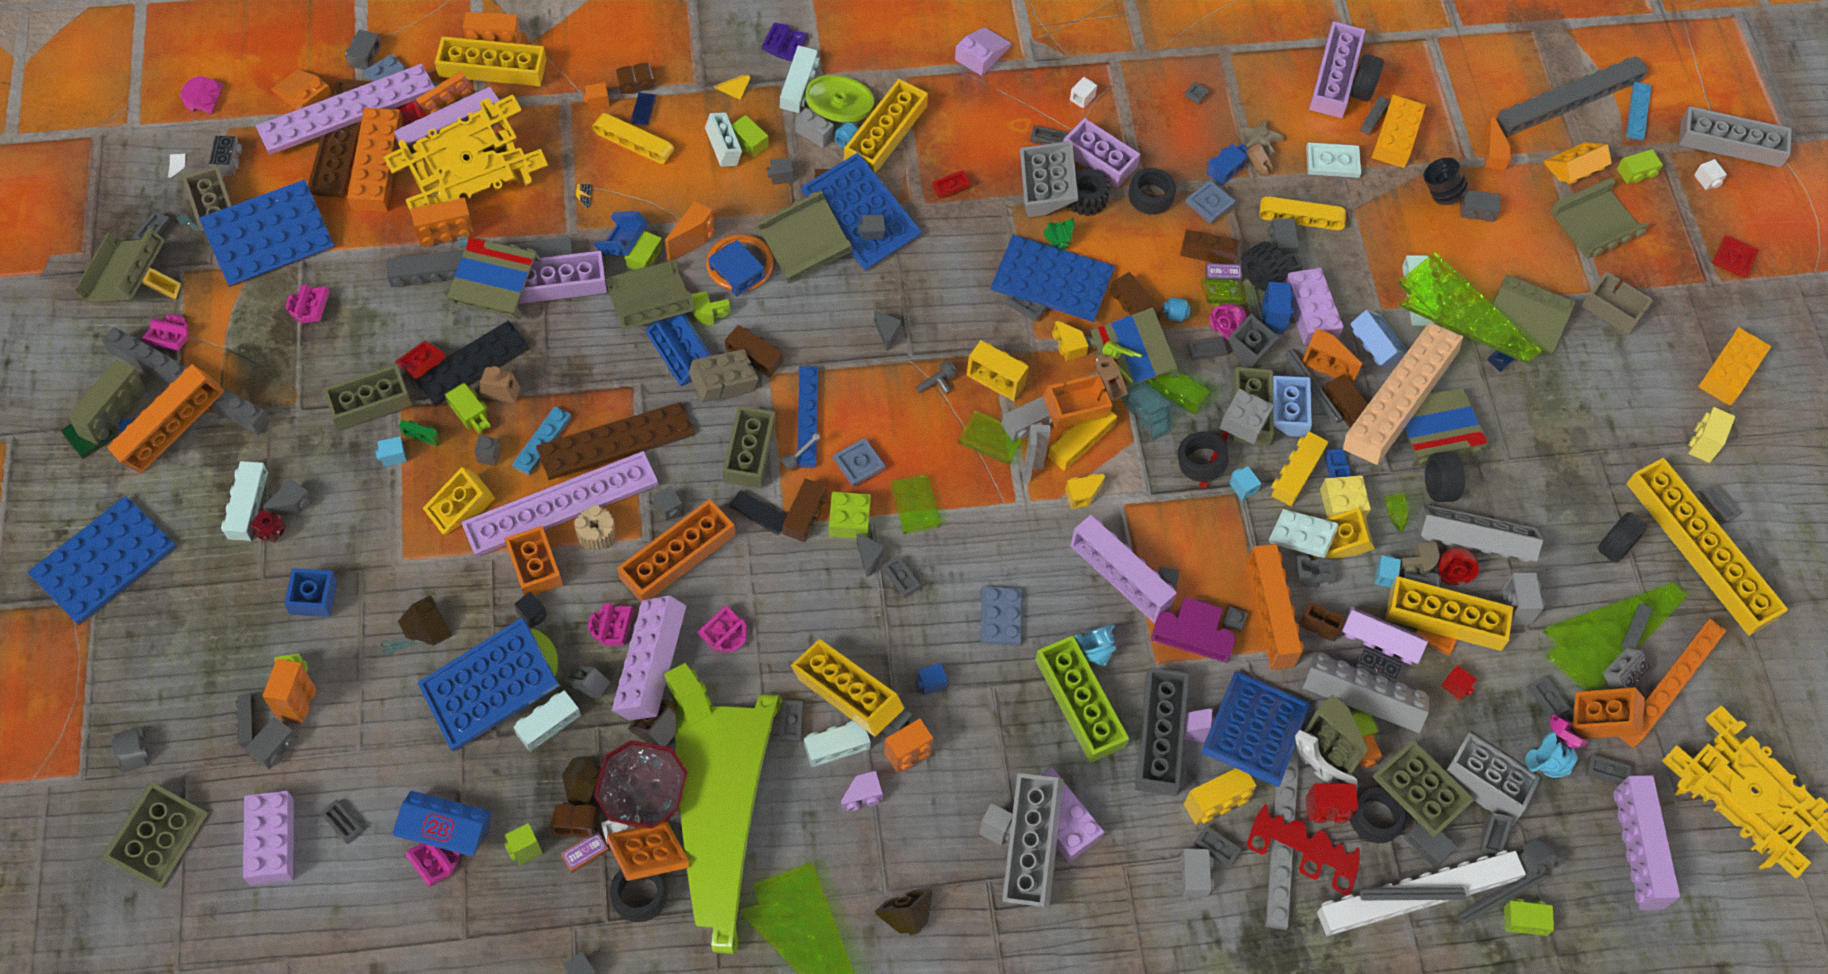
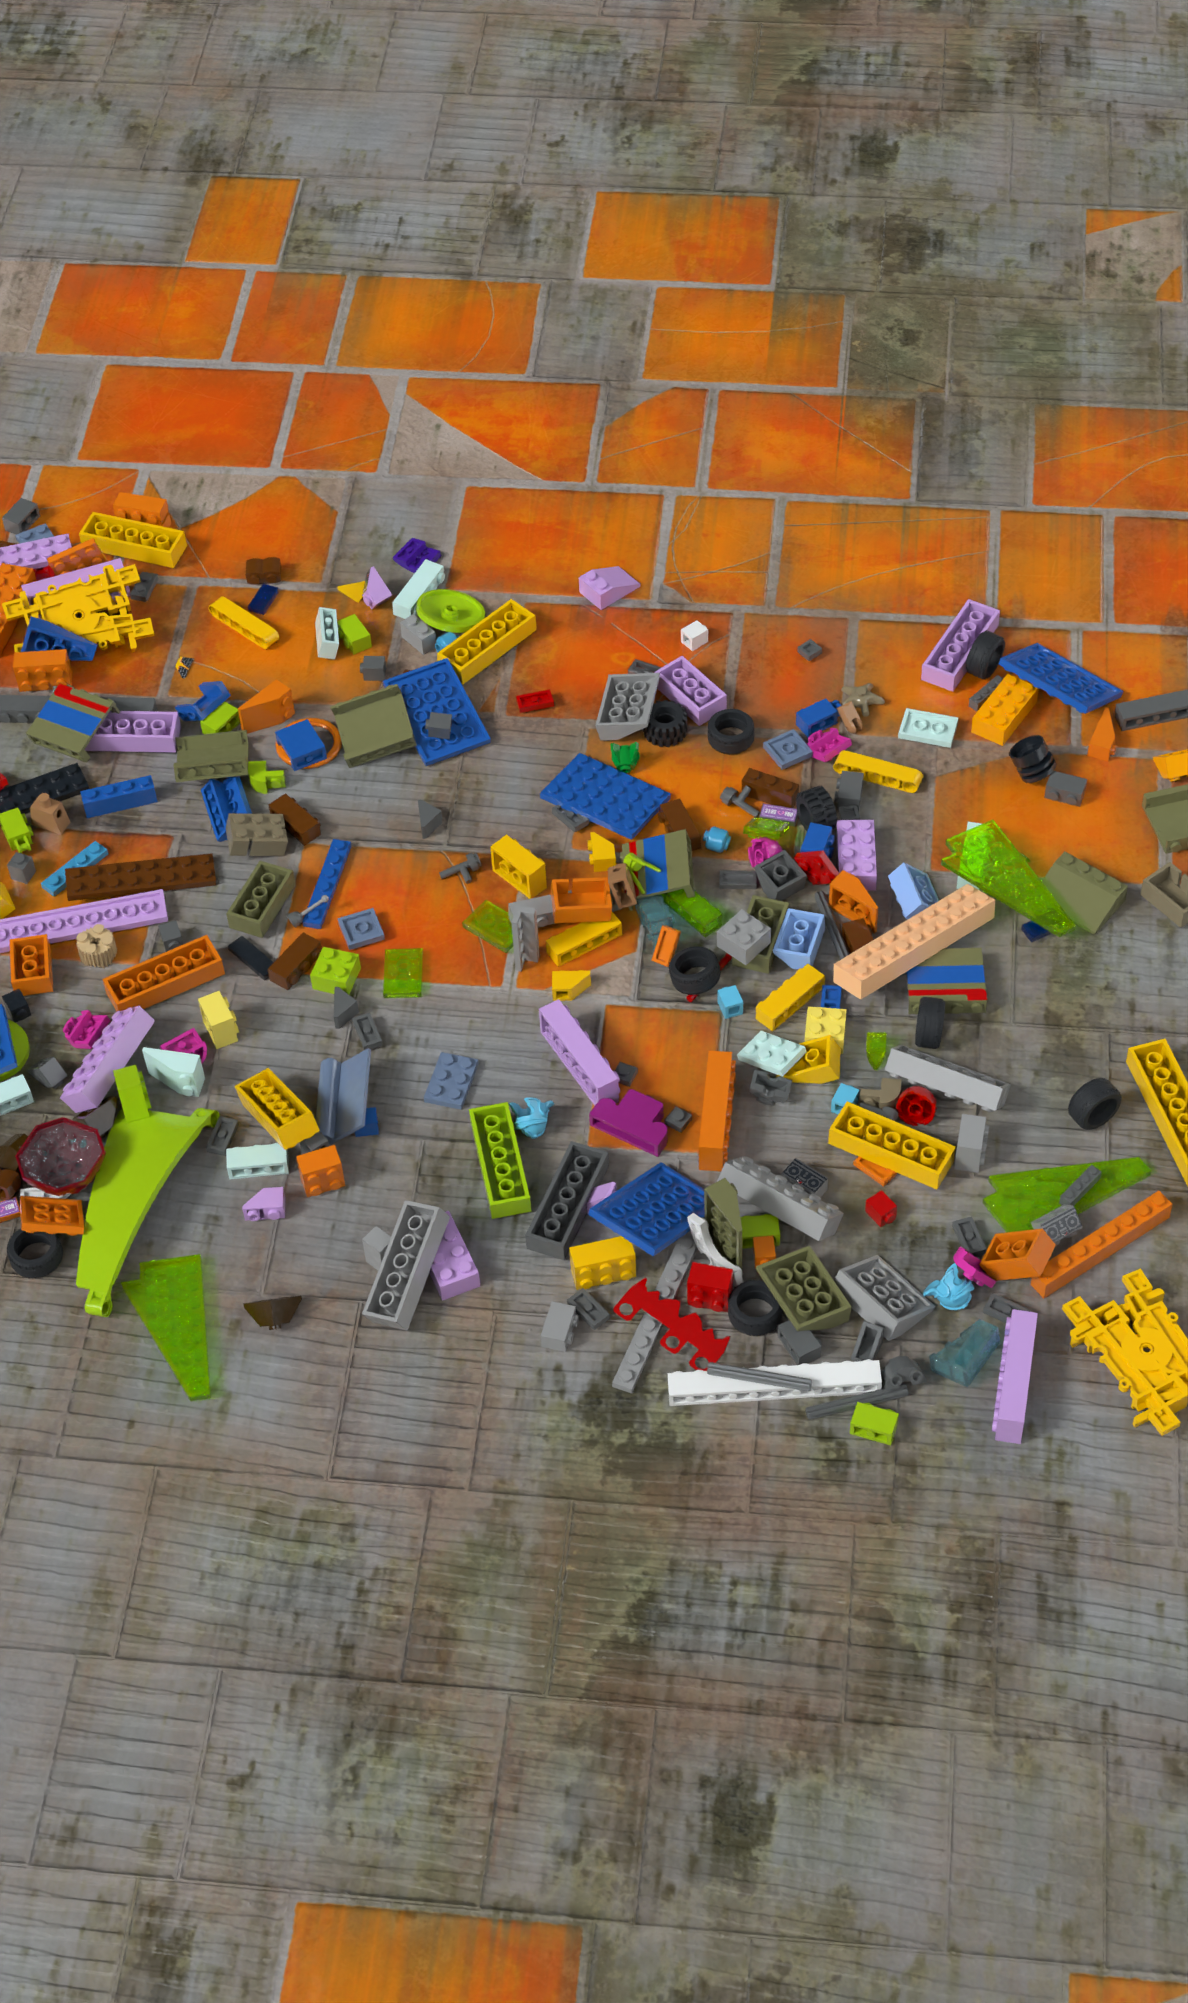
camera: 20 degrees right, 10 degrees down
(438, 187) = (47, 636): none -> blue wedge
(518, 119) = (143, 589): none -> dark grey plate
(565, 353) = (119, 796): none -> blue brick
(596, 96) = (221, 582): orange brick -> none
(723, 657) = (176, 1069): none -> light aqua slope
(749, 591) = (218, 1019): none -> light yellow brick
(756, 84) = (375, 590): none -> lavender slope
(904, 654) = (342, 1096): none -> sand blue door
(1167, 433) = (666, 945): none -> orange tile
(1172, 261) = (730, 794): none -> dark grey piece
(1246, 191) = (827, 744): none -> dark pink slope
(1288, 327) = (816, 867): none -> red plate
(1325, 622) = (761, 1132): reddish brown brick -> none
(1385, 635) = (820, 1154): lavender brick -> none
(1441, 92) = (1060, 678): none -> blue plate
(1591, 827) = (967, 1354): none -> clear light blue wedge

